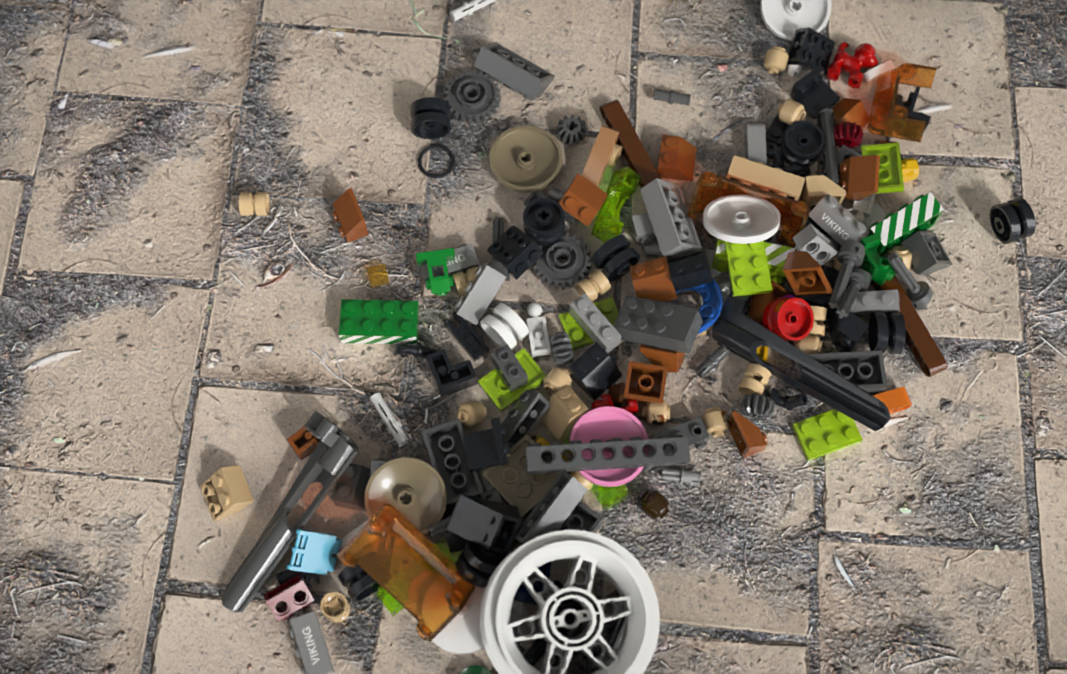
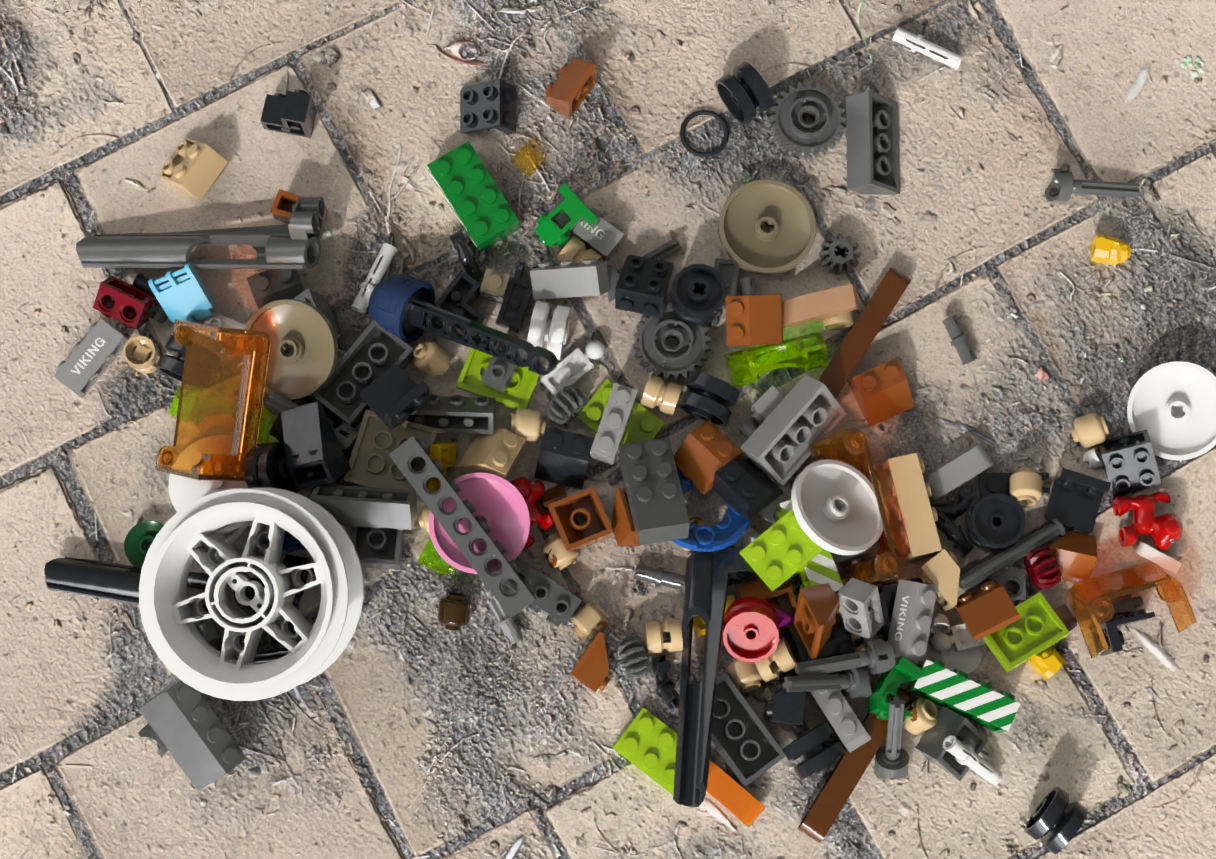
camera: 55 degrees right, 10 degrees up
(238, 404) = (289, 113): none -> black brick
(324, 277) = (488, 107): none -> black bracket
(425, 408) = (407, 309): none -> black piece
(451, 343) = (494, 286): none -> dark tan brick
(943, 245) = (966, 755): none -> white pin

